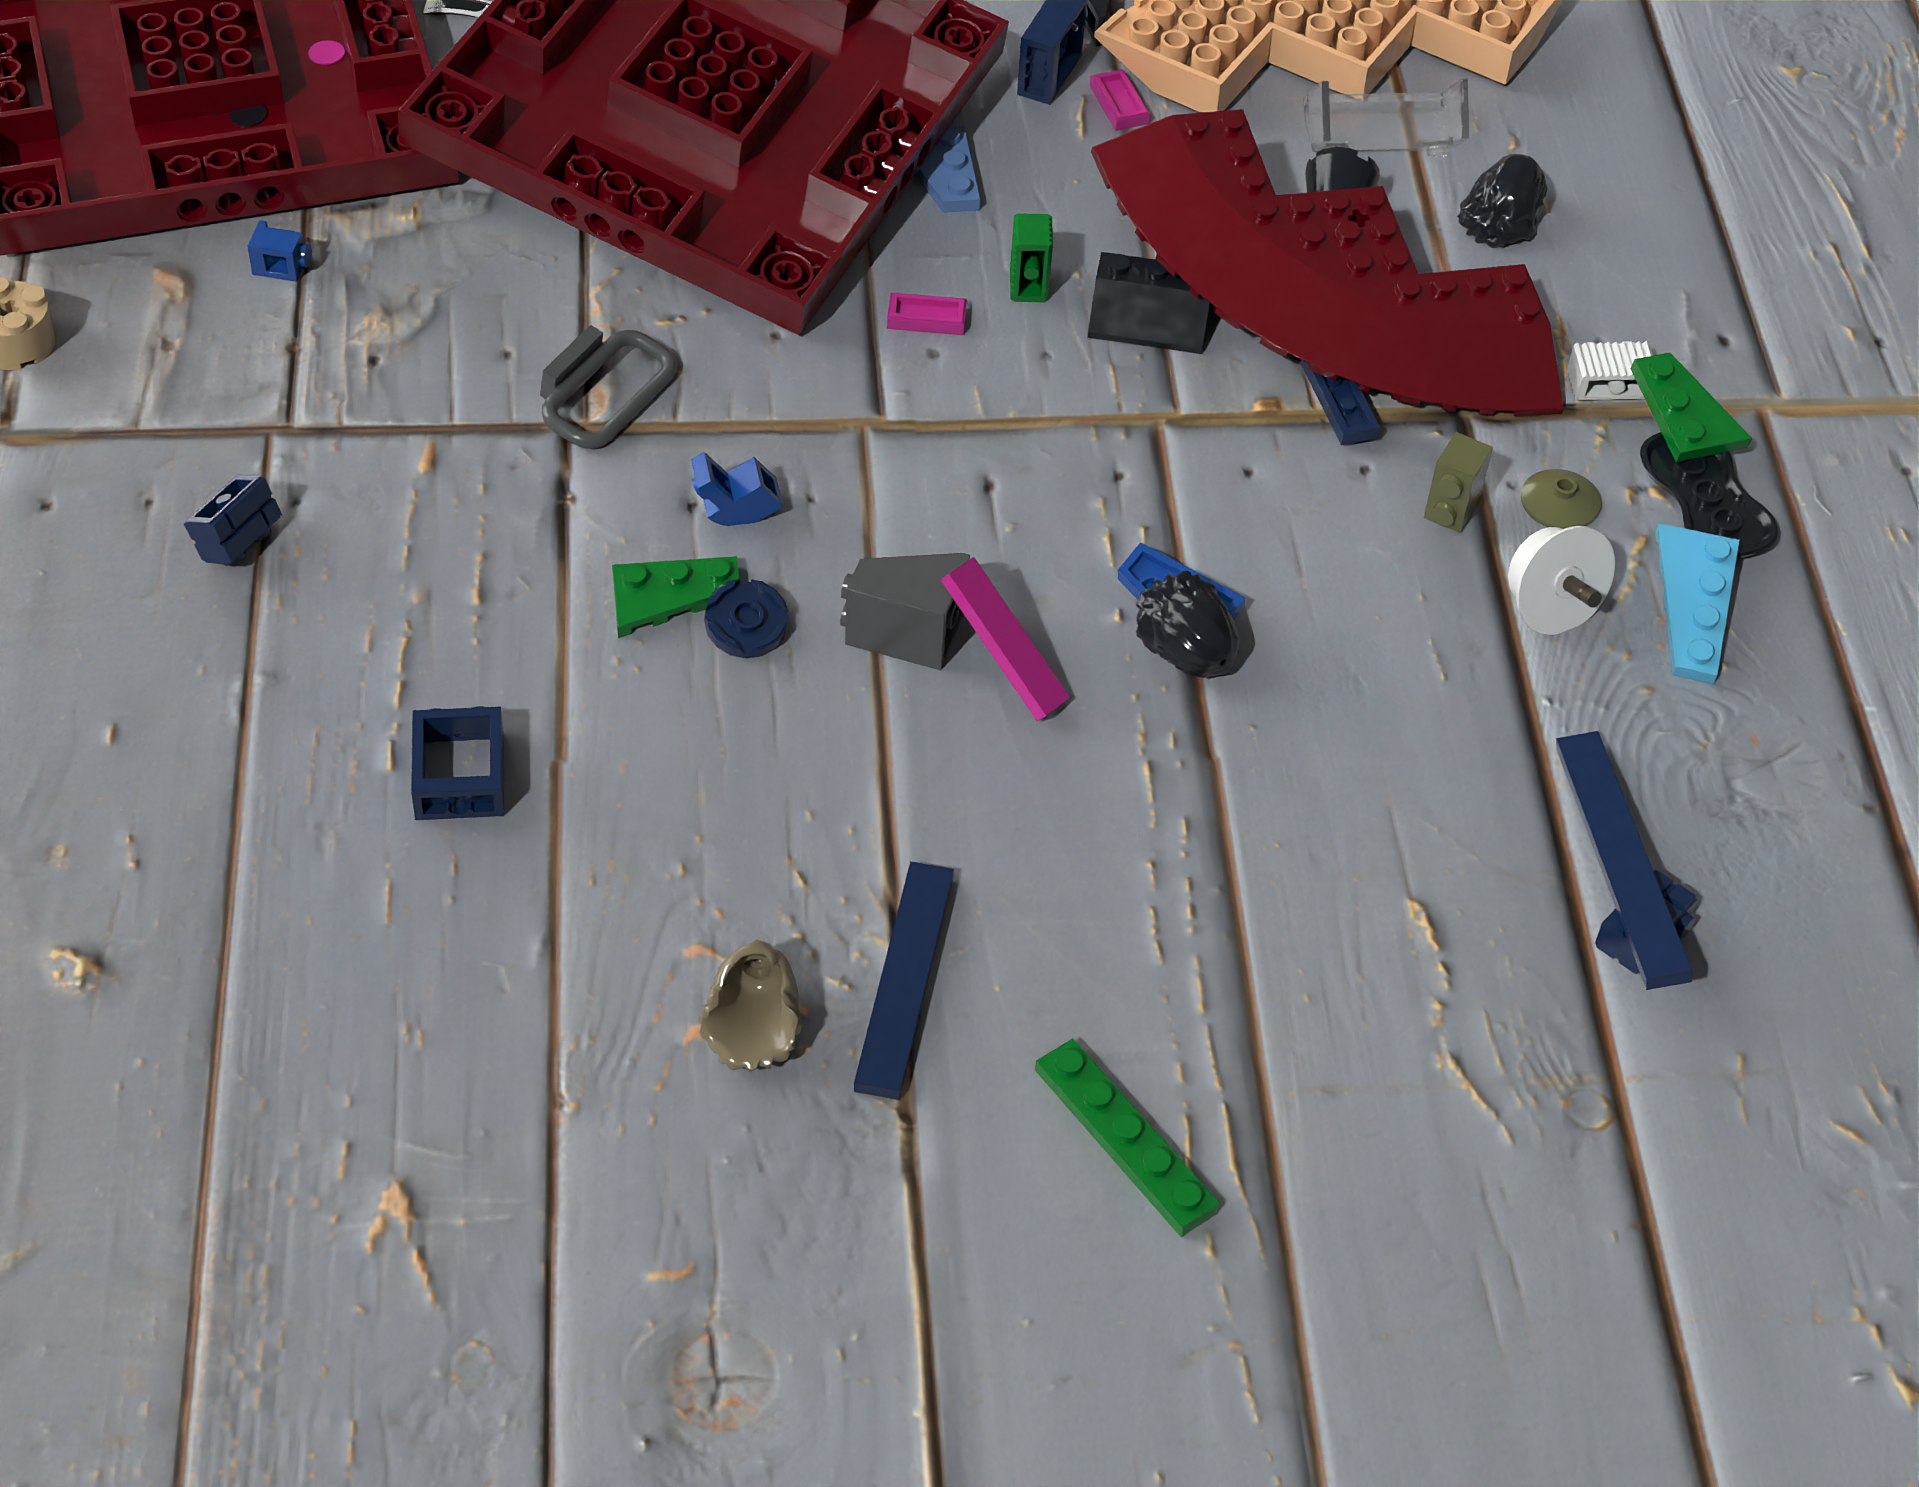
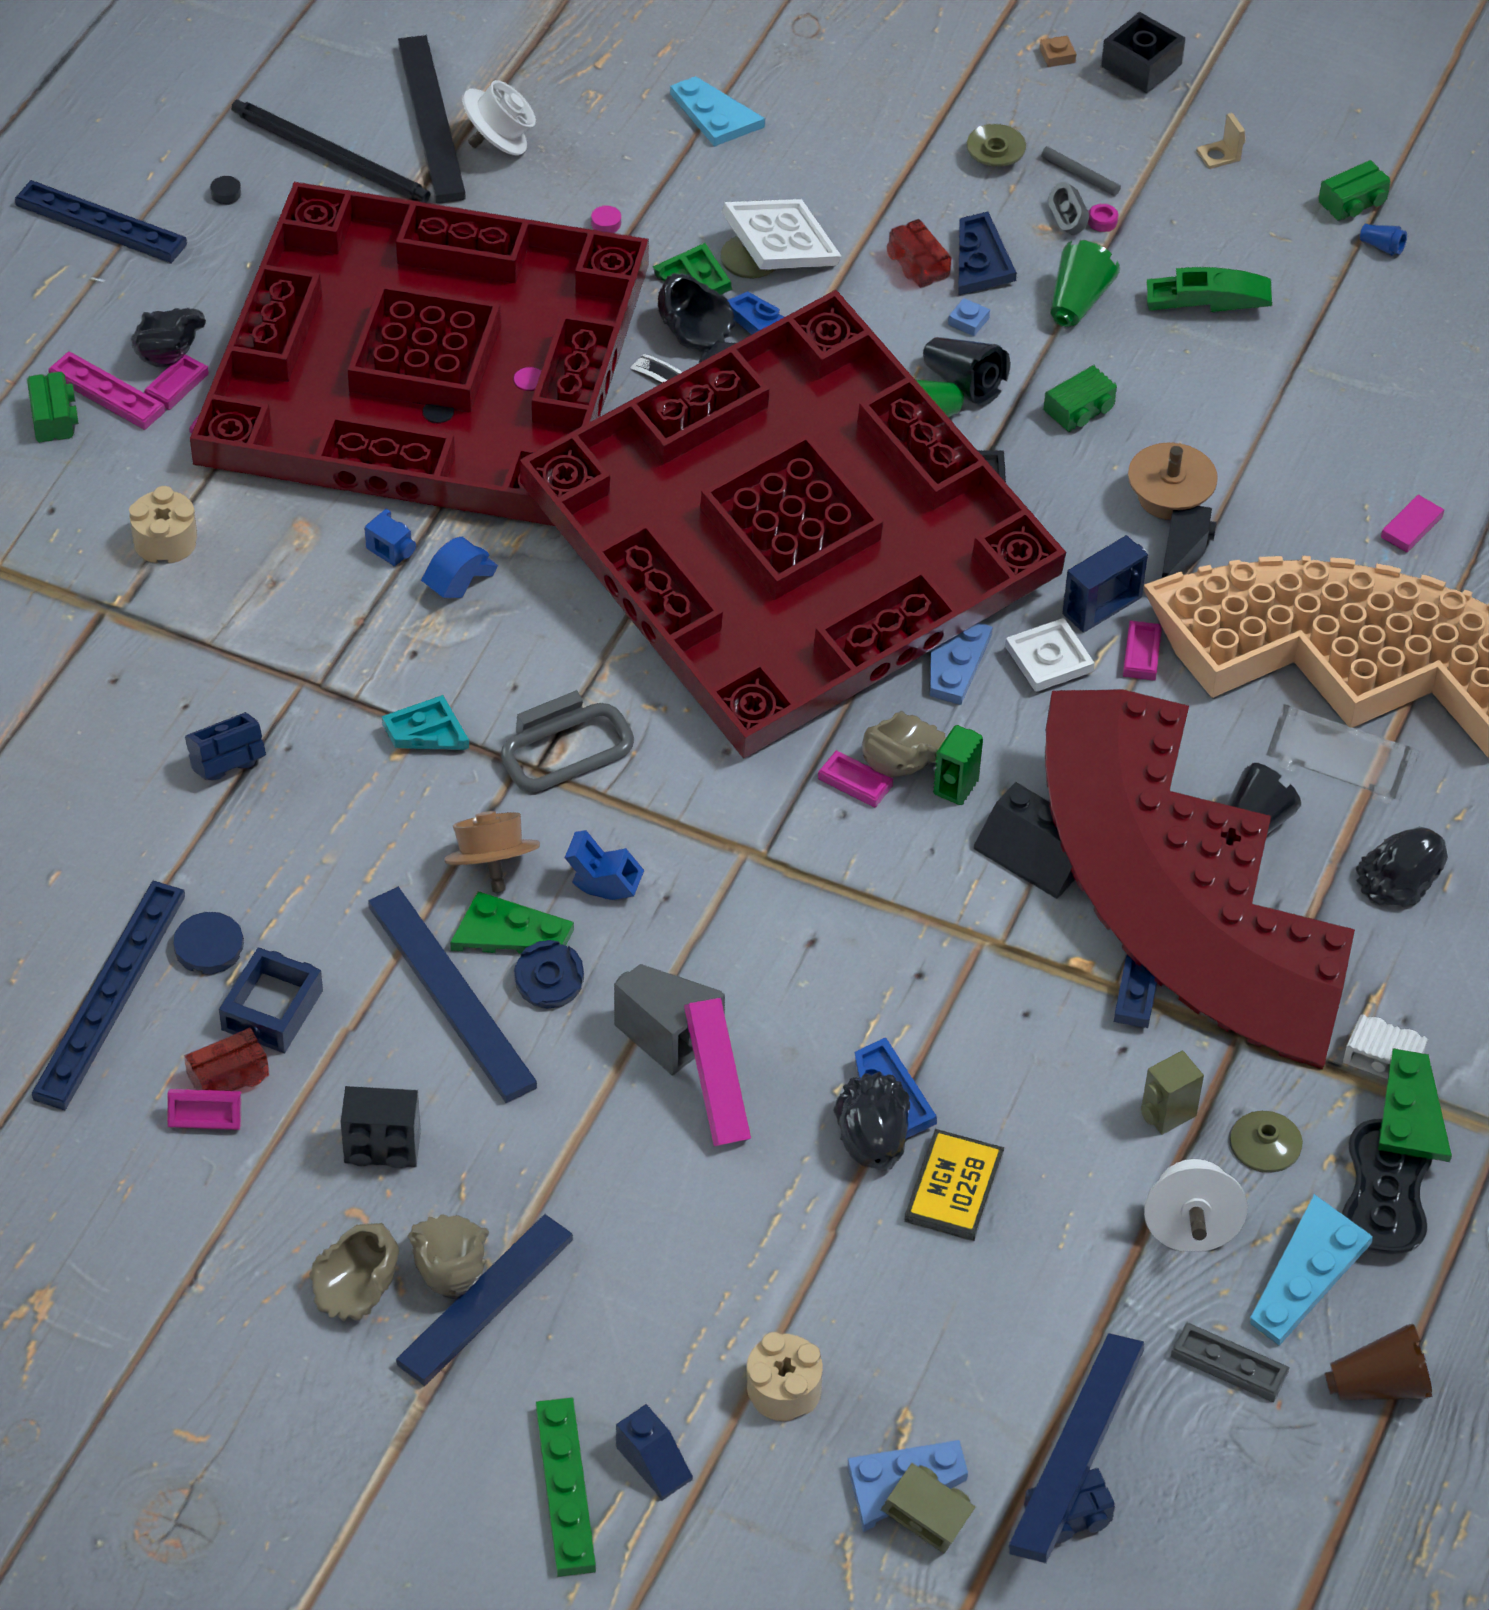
camera: 30 degrees right, 0 degrees up
(260, 837) = (108, 995): none -> dark blue tile
(342, 733) = (208, 942): none -> dark blue tile
(374, 253) = (455, 566): none -> blue brick
(443, 422) = (426, 726): none -> teal wing
(454, 852) = (228, 1063): none -> clear red brick
(458, 908) = (204, 1109): none -> dark pink tile
(601, 503) = (490, 839): none -> medium nougat piece
(653, 680) = (452, 995): none -> dark blue tile
(679, 842) = (380, 1126): none -> black brick
(842, 944) = (449, 1253): none -> dark tan piece
(960, 263) = (901, 745): none -> dark tan piece
(1037, 132) = (1049, 654): none -> white plate
(1197, 1056) = (652, 1452): none -> dark blue slope
(1279, 918) = (784, 1376): none -> tan brick
(1303, 659) = (954, 1184): none -> tile
(1461, 970) = (878, 1474): none -> medium blue wing
(1519, 984) = (928, 1507): none -> olive brick
(1684, 718) = (1230, 1362): none -> dark grey tile
(1841, 657) = (1383, 1370): none -> reddish brown cone

